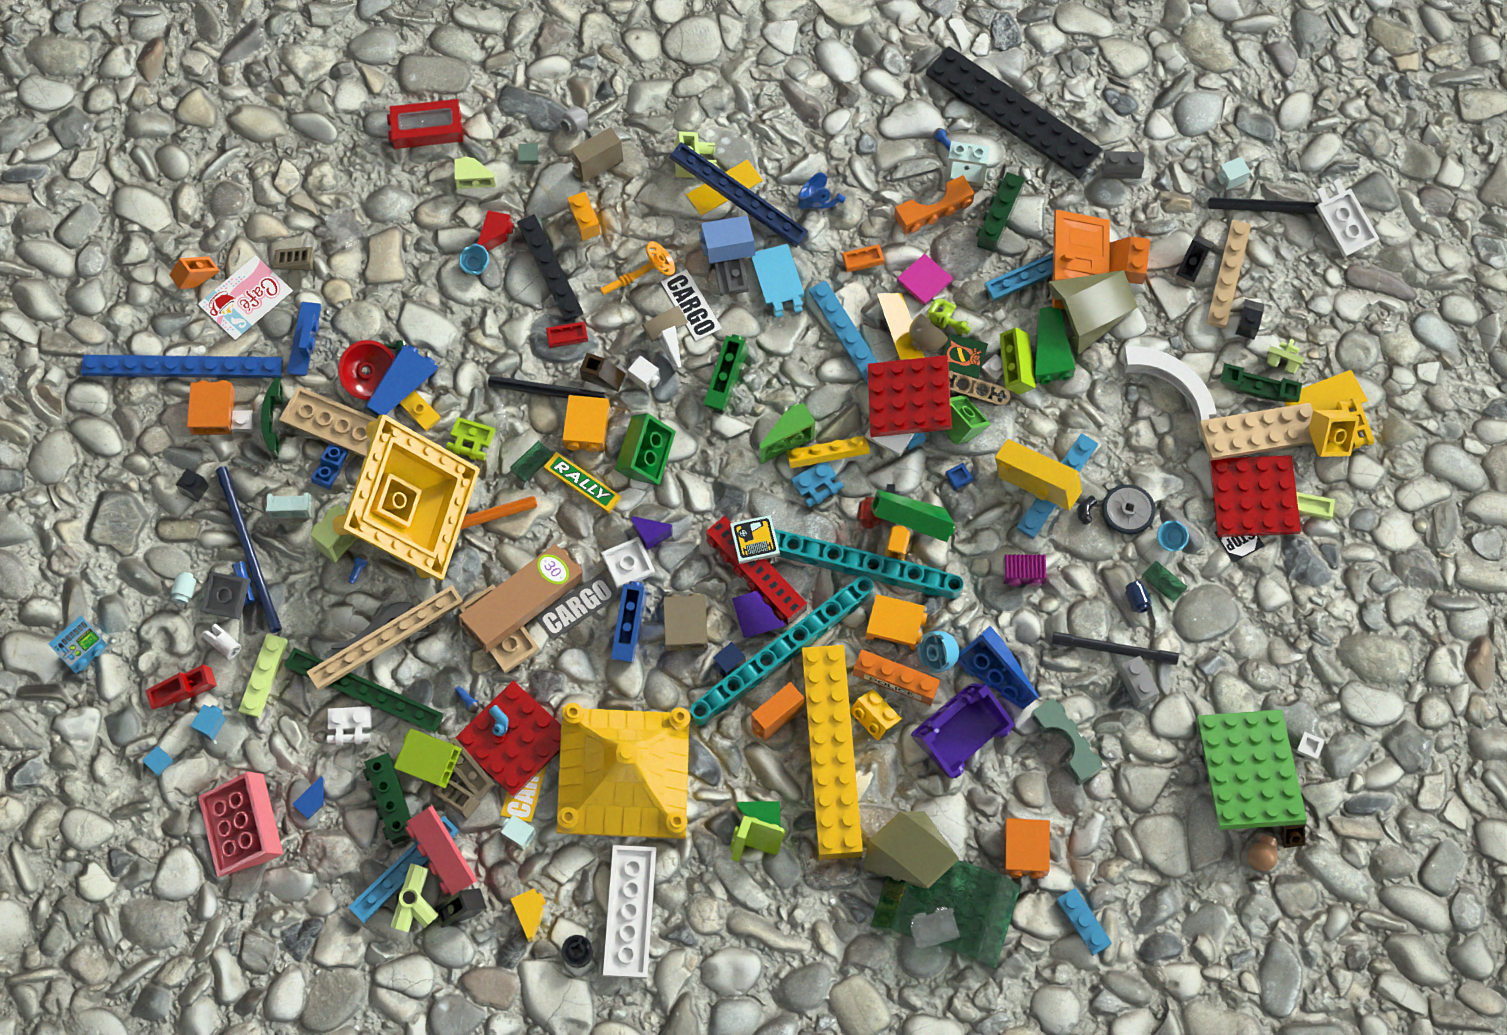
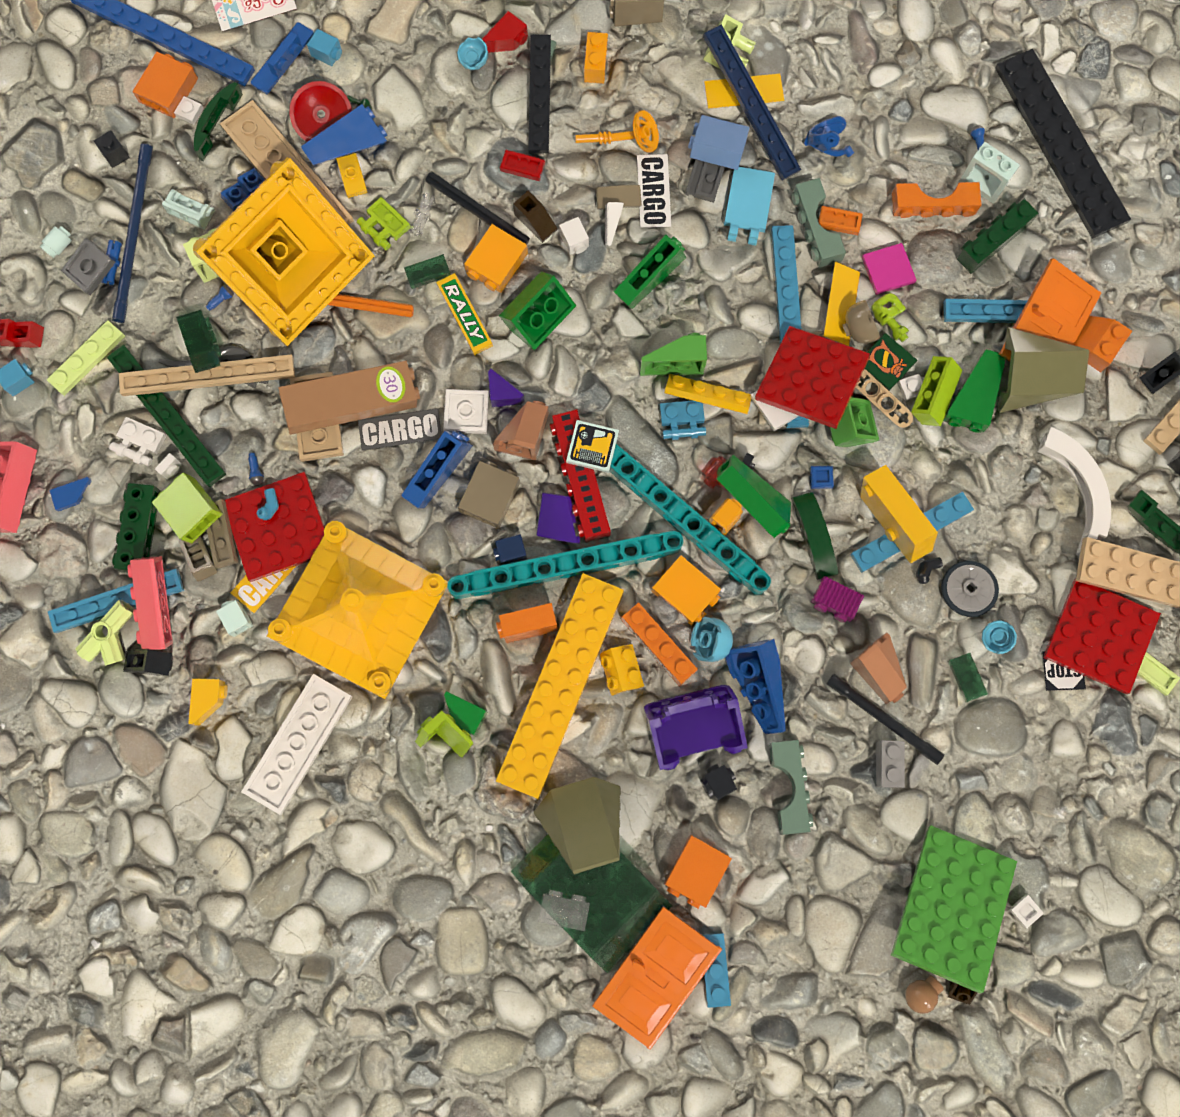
camera: 25 degrees right, 10 degrees up
(223, 642) = (65, 310): white hinge -> none
(339, 312) = (324, 47): none -> dark azure brick
(363, 611) = (199, 341): none -> clear green brick
(391, 732) = (169, 466): none -> white plate
(581, 959) = (240, 757): black wheel -> none
(688, 557) = (524, 432): none -> nougat slope
(862, 284) = (826, 246): none -> sand green arch
(980, 525) = (816, 534): none -> dark green slope
(1005, 766) = (718, 782): none -> black brick
(1039, 950) = (656, 977): none -> orange door
(1091, 609) = (881, 669): none -> nougat slope
(1122, 164) = (1143, 244): dark grey brick -> none
(1138, 597) = (933, 680): dark blue brick -> none

